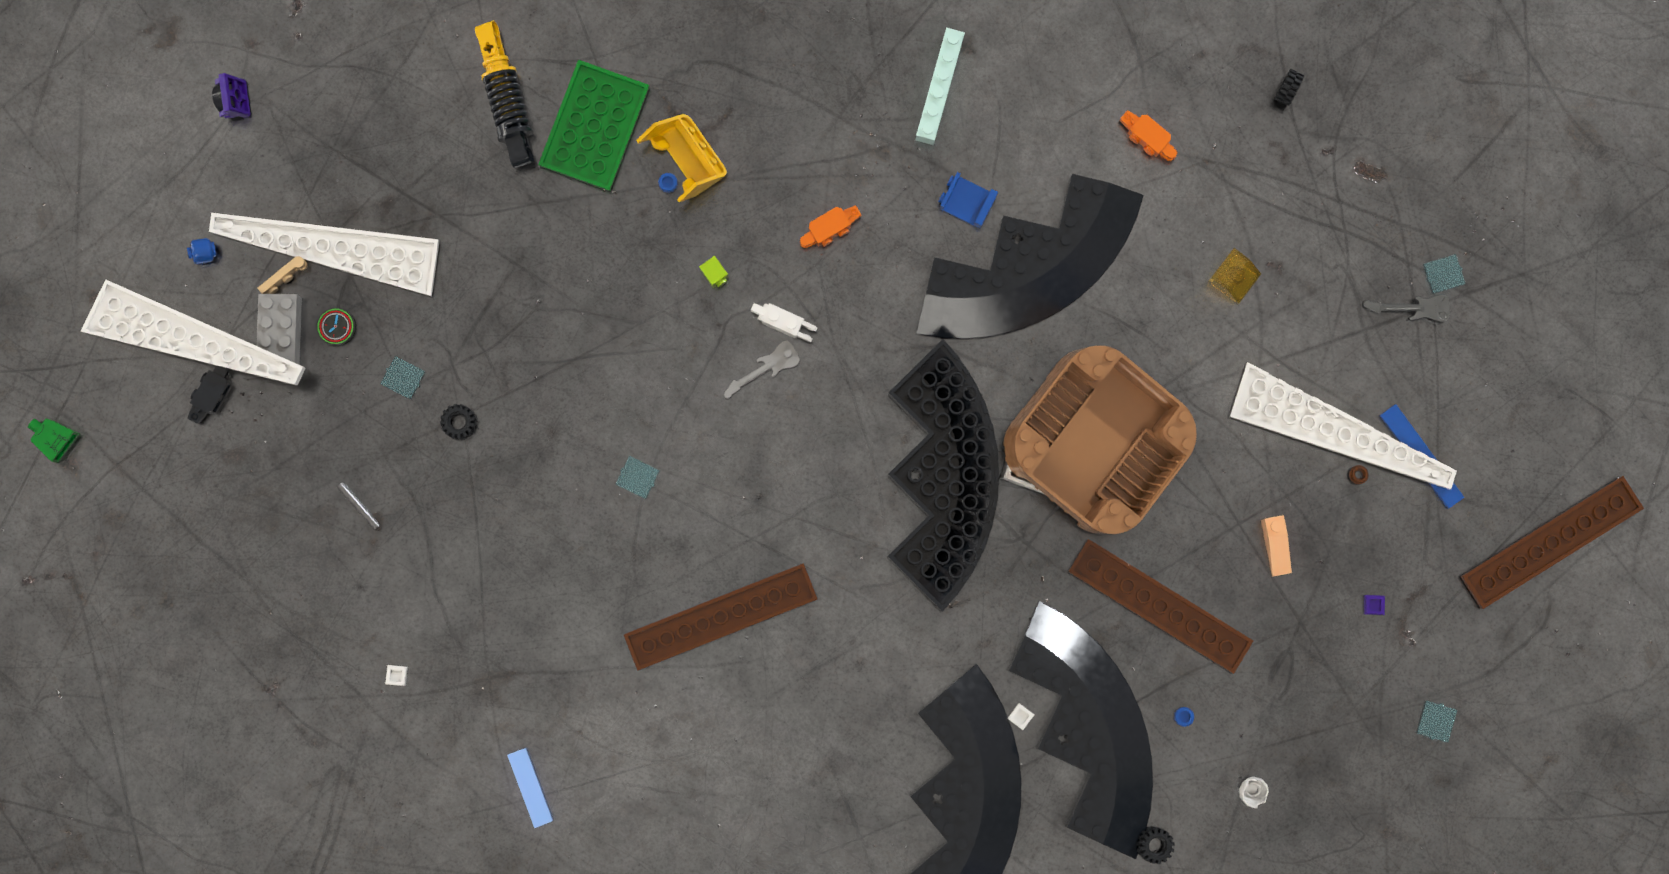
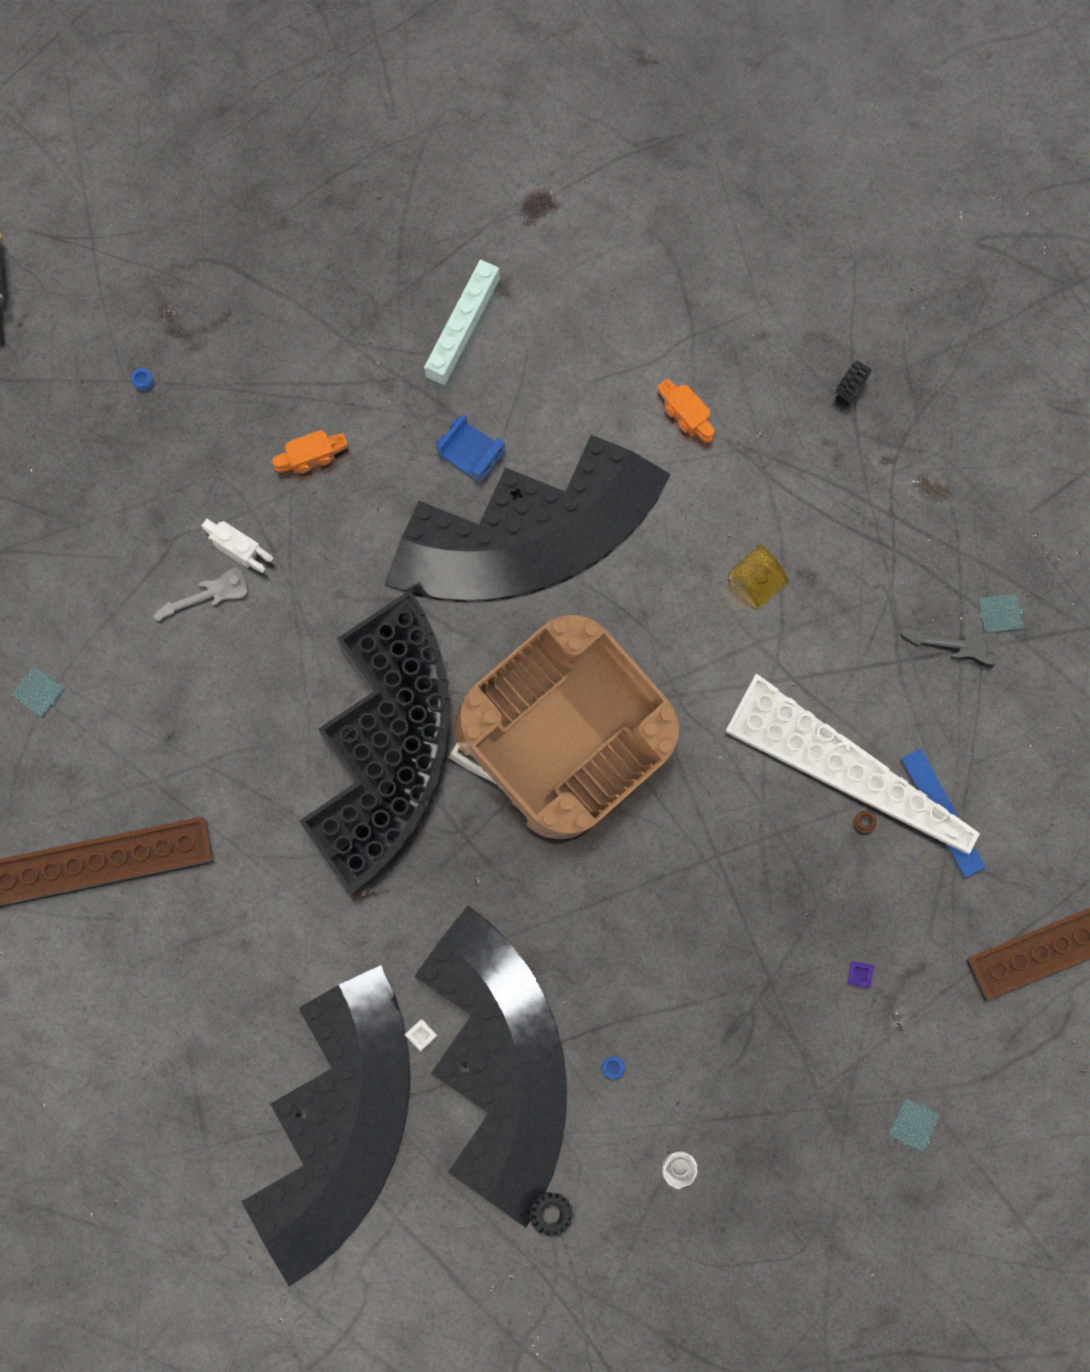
camera: 15 degrees right, 10 degrees down
(594, 125) = (73, 306): green plate -> none
(689, 151) = (171, 347): yellow windscreen -> none
(714, 272) = (171, 480): lime brick -> none
(1160, 606) = (608, 934): reddish brown plate -> none
(1277, 545) = (756, 886): light nougat slope -> none

